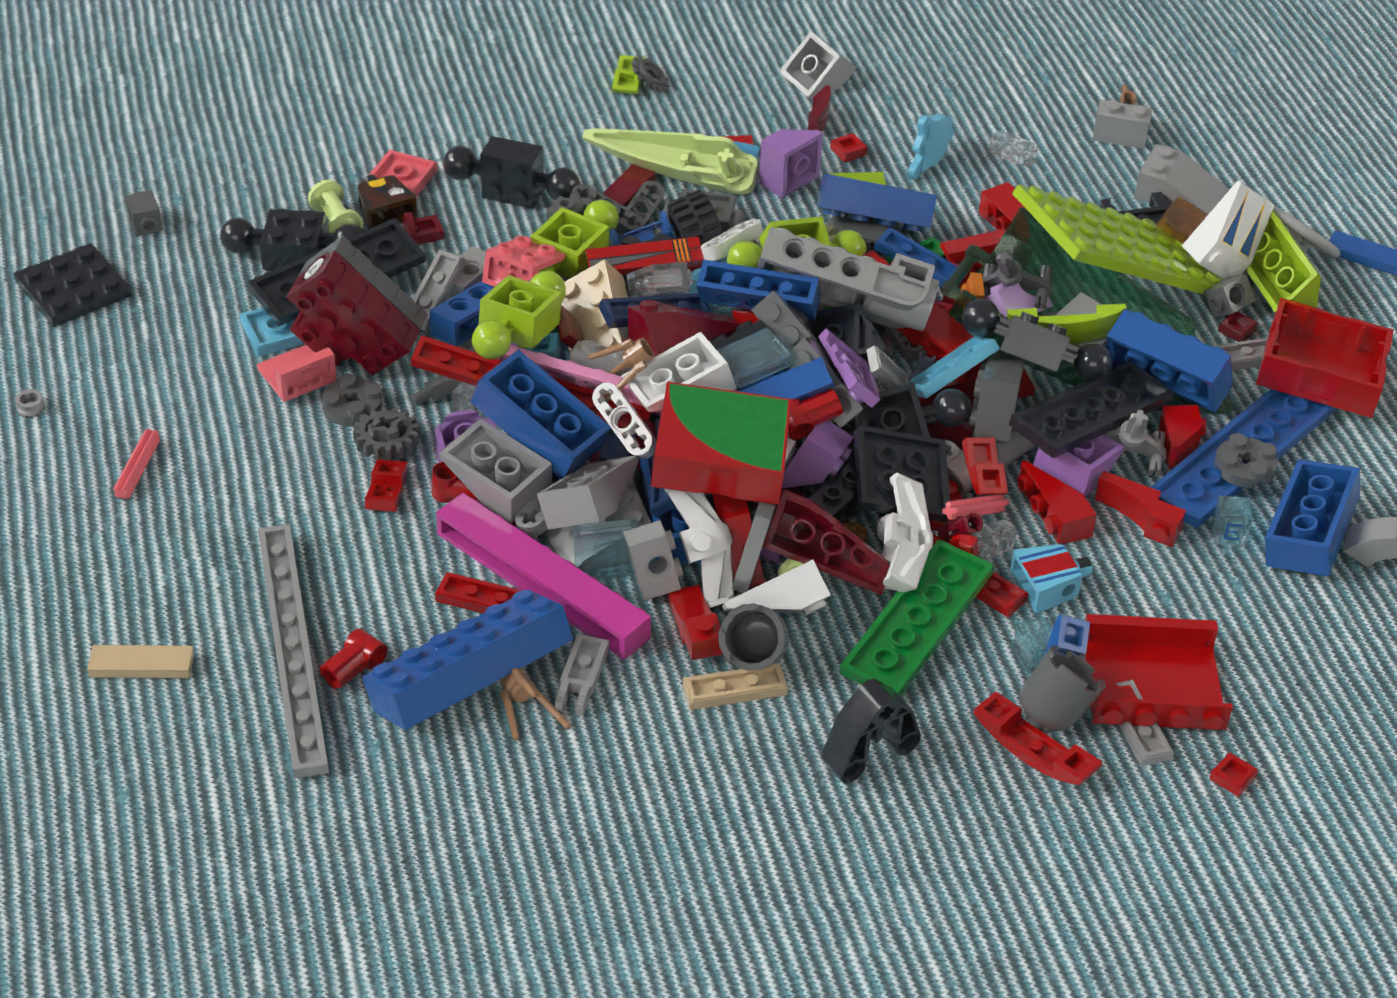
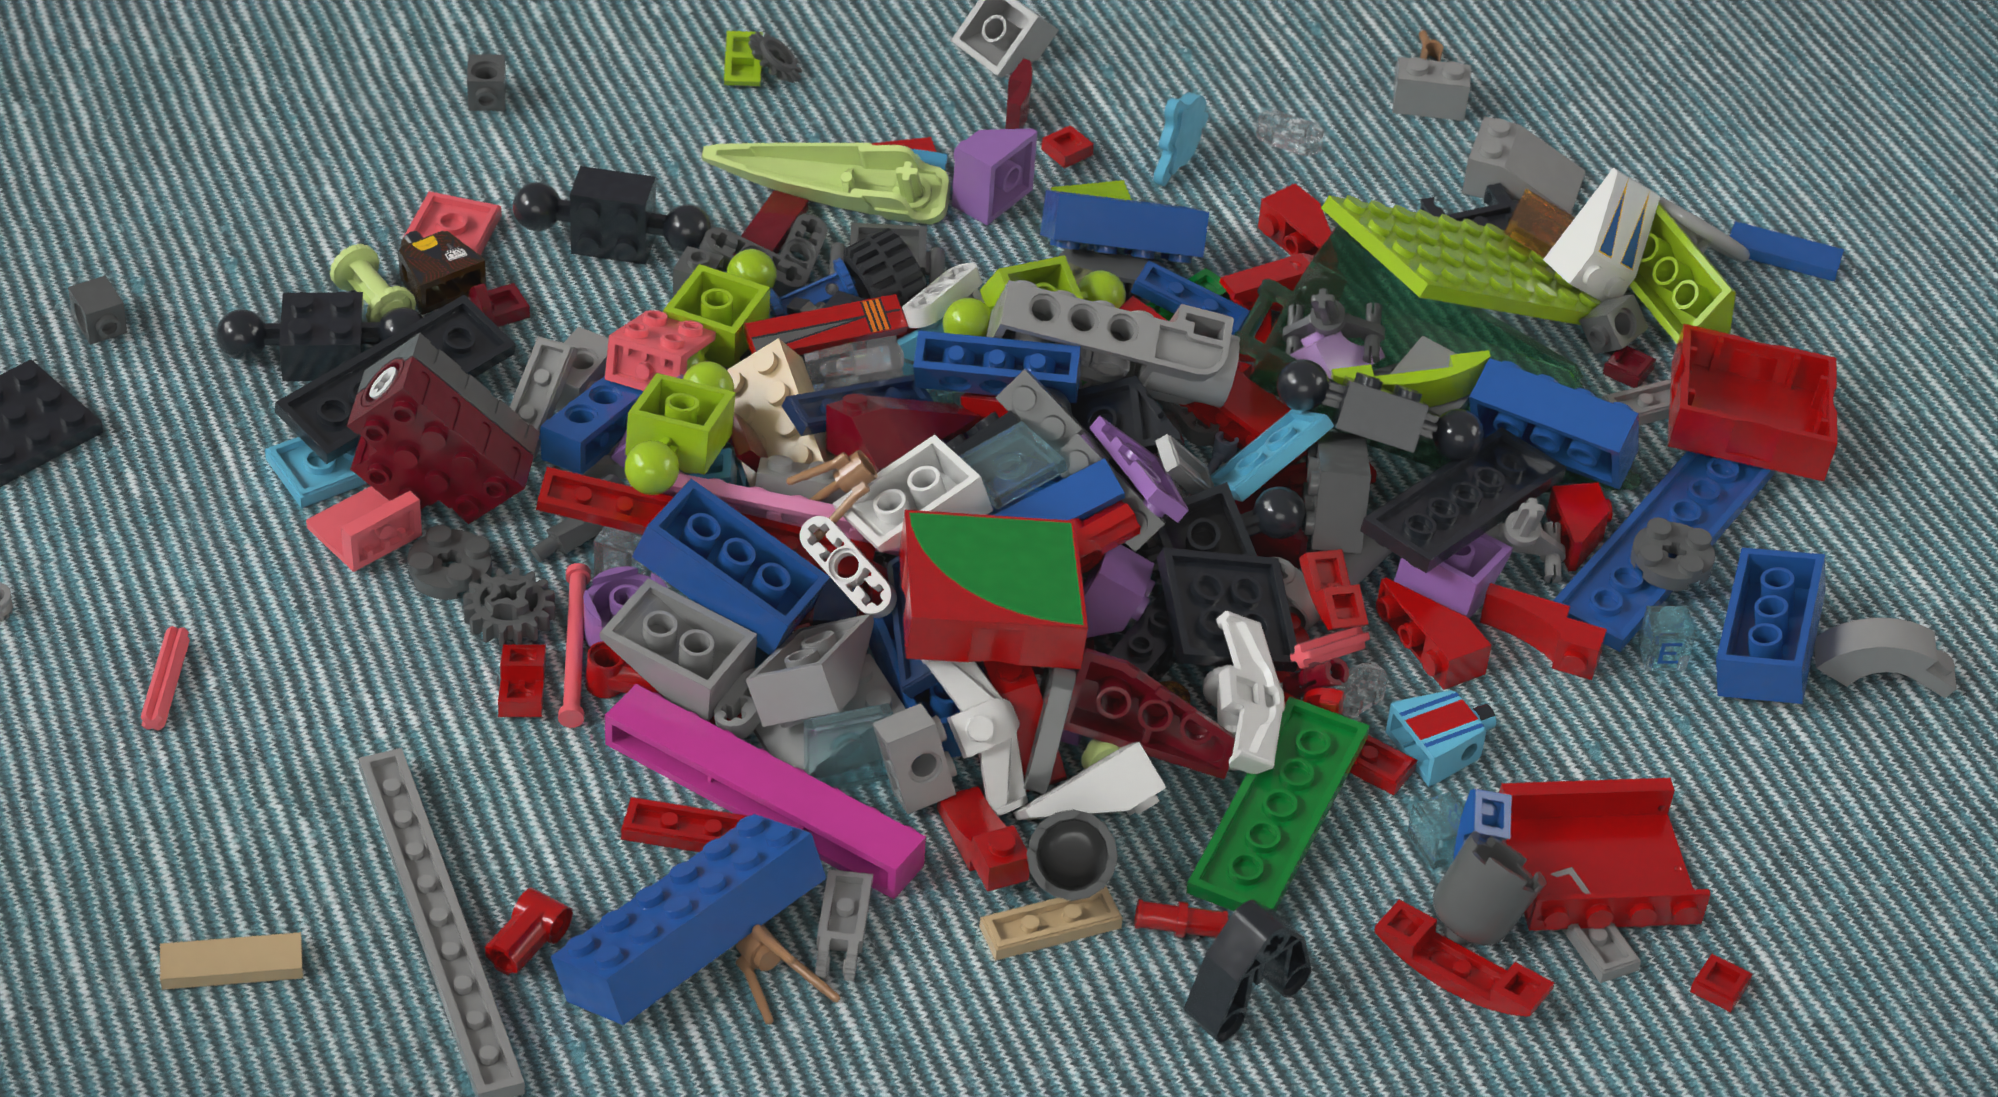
camera: 10 degrees left, 0 degrees up
(416, 510) = (571, 713): none -> coral bar
(444, 79) = (486, 82): none -> dark grey brick
(824, 690) = (1179, 919): none -> red pin
(975, 285) = (1279, 336): orange plate -> none

